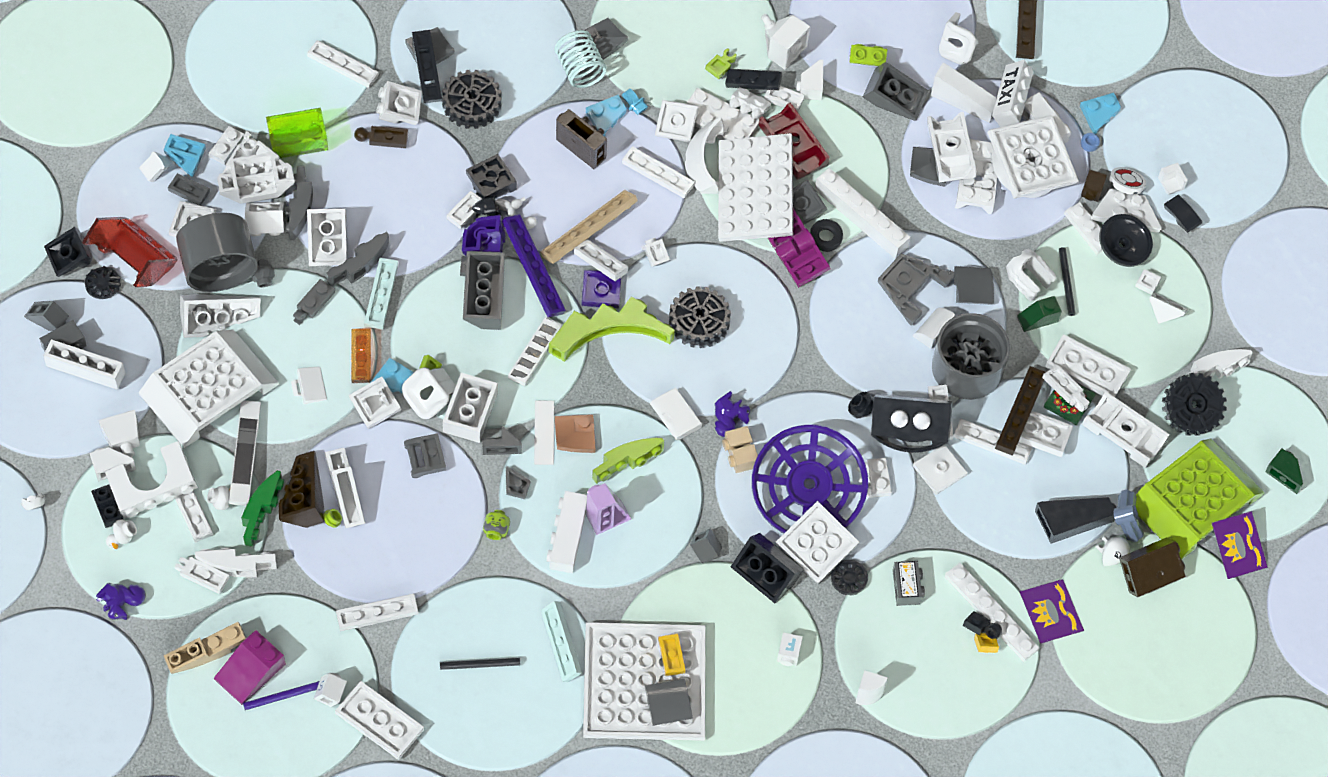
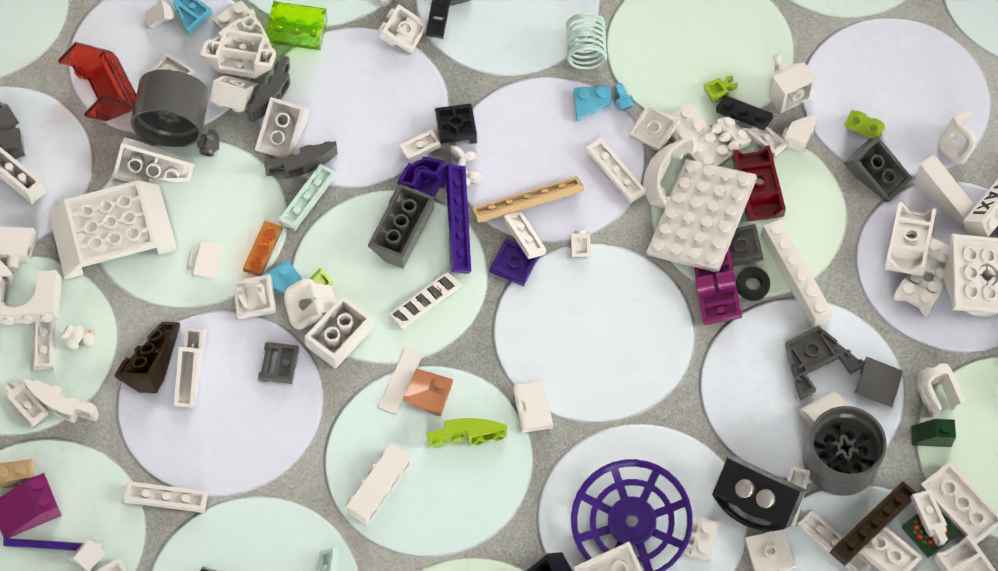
camera: 25 degrees right, 0 degrees up
(68, 252) = (44, 66): black slope -> none
(102, 282) = (65, 103): black wheel -> none
(188, 189) = (179, 45): dark grey plate -> none
(244, 453) = (115, 303): tile -> none
(259, 504) = (110, 352): green slope -> none
(313, 301) = (243, 183): dark grey plate -> none
(332, 518) = (166, 392): lime plate -> none
(383, 136) = (375, 54): dark brown plate -> none
(471, 99) = (471, 46): black piece -> none
(486, 207) = (439, 149): black plate -> none
(496, 525) = (314, 453): lime head -> none
(507, 445) = (357, 379): dark grey slope -> none
(516, 484) = (351, 420): dark grey piece -> none
(581, 138) = (555, 115): piece -> none
(604, 509) = (423, 474): lavender wedge -> none
(606, 37) = (620, 30): dark grey plate -> none
(607, 321) = (477, 294): lime arch -> none
(687, 313) = (609, 322): black piece -> none
(706, 546) = (505, 546): dark grey panel -> none
(726, 411) = (582, 421): dark purple animal -> none
(740, 450) = (580, 462): tan piece -> none
(861, 405) = (715, 460): black plate -> none
(924, 166) = (876, 249): dark grey plate -> none
(1067, 281) = (975, 410): black piece -> none

